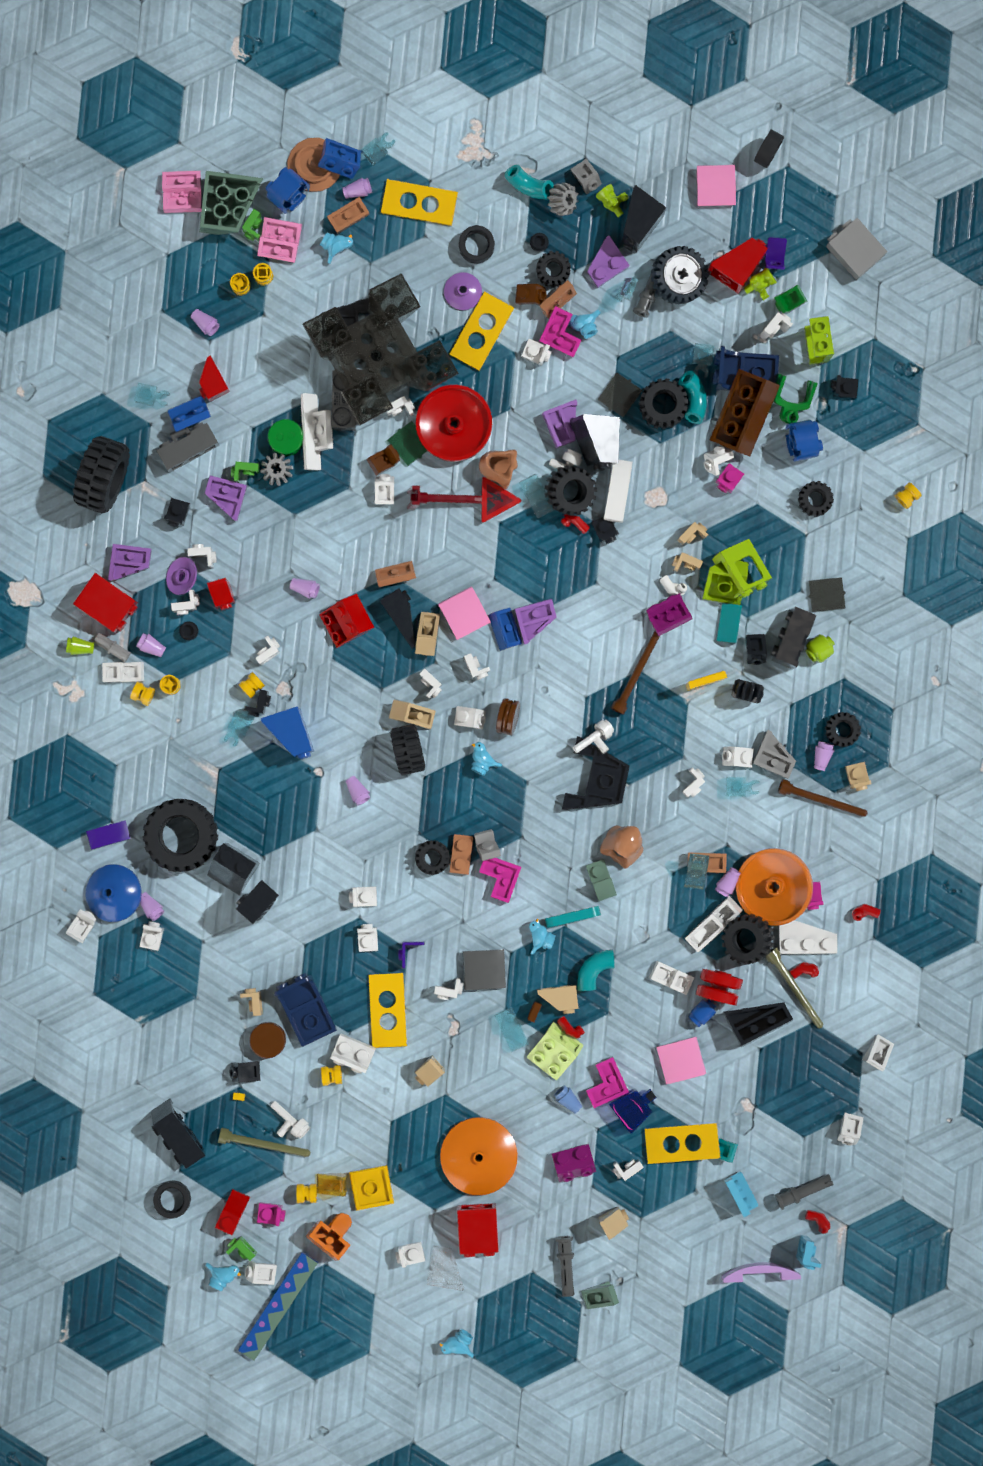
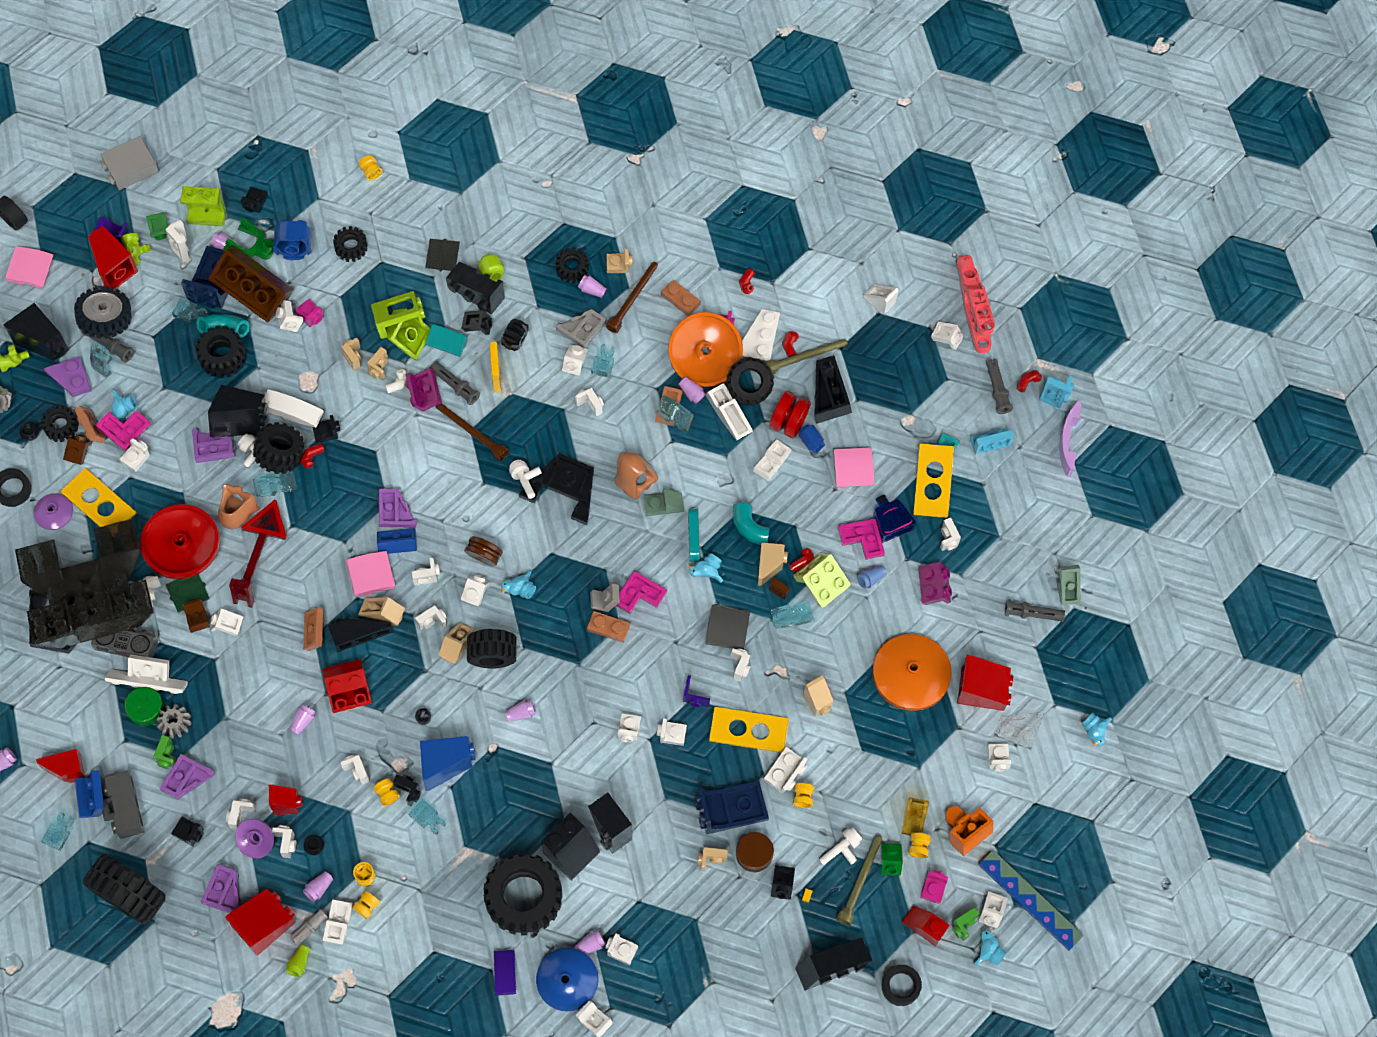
camera: 80 degrees left, 20 degrees down
(289, 1169) = (891, 859): none -> green bracket
(334, 703) = (426, 718): none -> black hinge
(371, 1187) = (925, 781): yellow tile -> none
(420, 857) = (611, 663): black tyre -> none
(613, 1222) = (999, 558): tan slope -> none
(619, 395) = (199, 391): clear smoke piece -> none
(680, 651) = (460, 387): none -> dark grey pin
(788, 368) = (219, 240): none -> lavender cone
(832, 848) = (680, 298): none -> nougat plate
(890, 1151) = (975, 302): none -> coral piece

